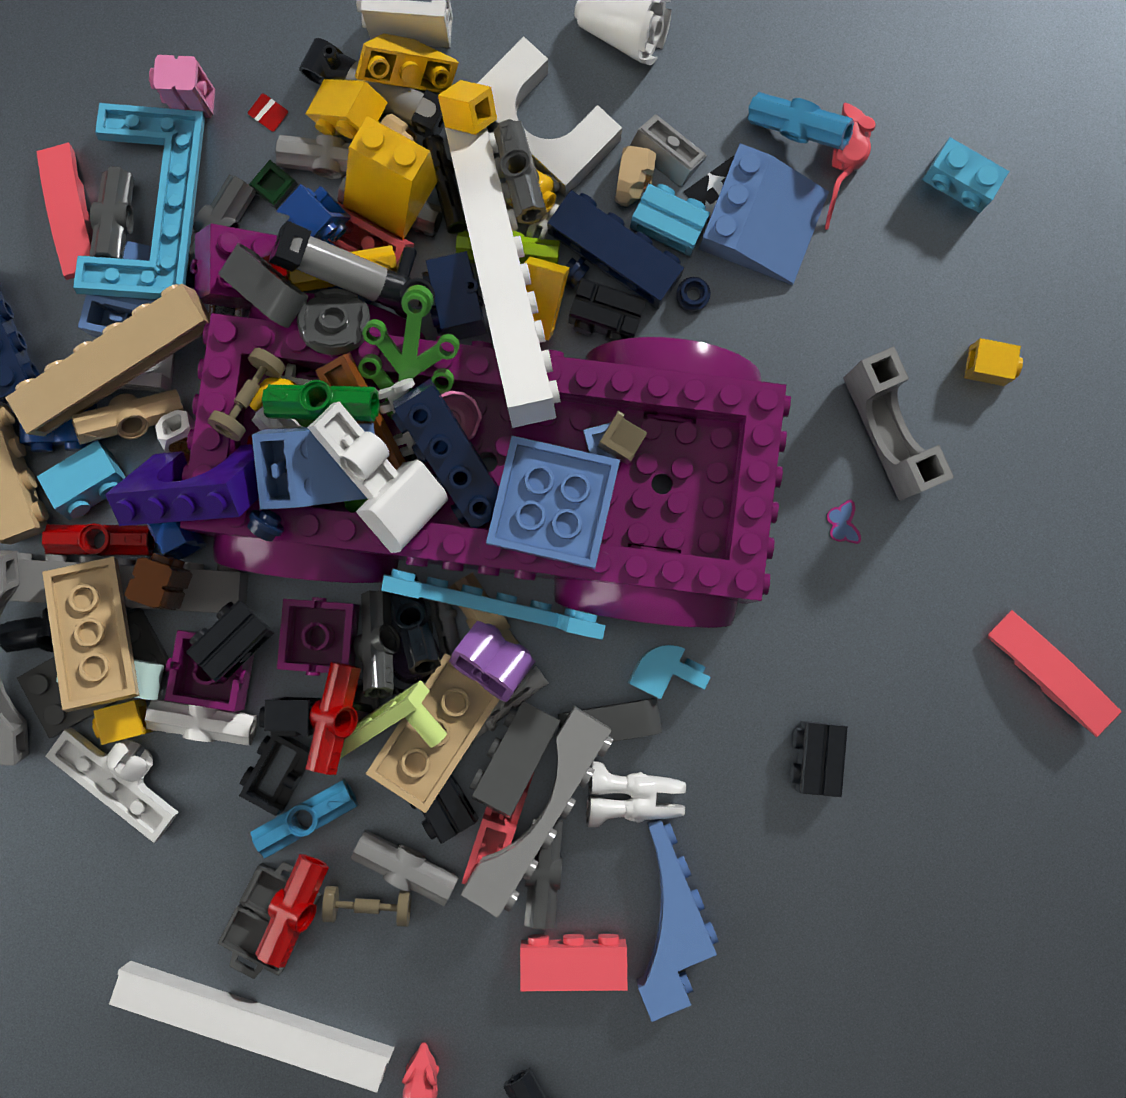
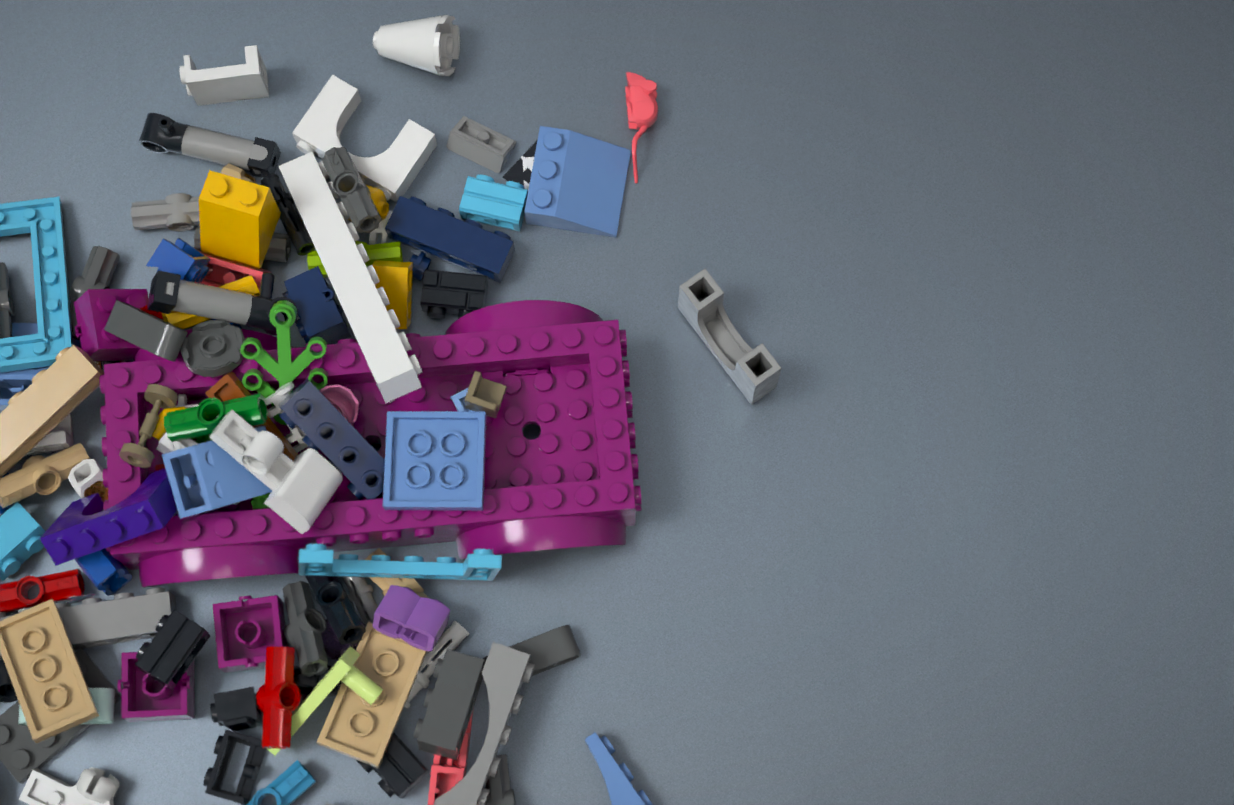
camera: 10 degrees left, 10 degrees down
(120, 721) = (83, 751): yellow brick -> none
(159, 582) = (99, 610): reddish brown brick -> none
(182, 84) = (38, 177): bright pink brick -> none
(200, 722) = (157, 737): white piece -> none
(265, 524) = (186, 532): dark blue plate -> none
(268, 112) = (116, 185): red sticker -> none
(273, 184) = (133, 246): dark green tile -> none
(343, 106) = (186, 166): yellow brick -> none
(405, 64) = (233, 119): yellow slope -> none
(467, 107) = (295, 144): yellow brick -> none
(634, 174) = (454, 170): tan rock -> none
(643, 801) = (576, 717): white piece -> none
(659, 664) = (565, 594): medium azure brick -> none
(698, 285) = (528, 254): dark blue plate -> none
(800, 120) = (590, 95): dark azure piece -> none
(819, 758) = (728, 646): black brick -> none
(841, 520) = (704, 434): medium blue sticker -> none
(965, 175) = (745, 112): medium azure brick -> none
(993, 362) = (806, 266): yellow brick -> none
(1054, 673) = (922, 526): coral slope -> none

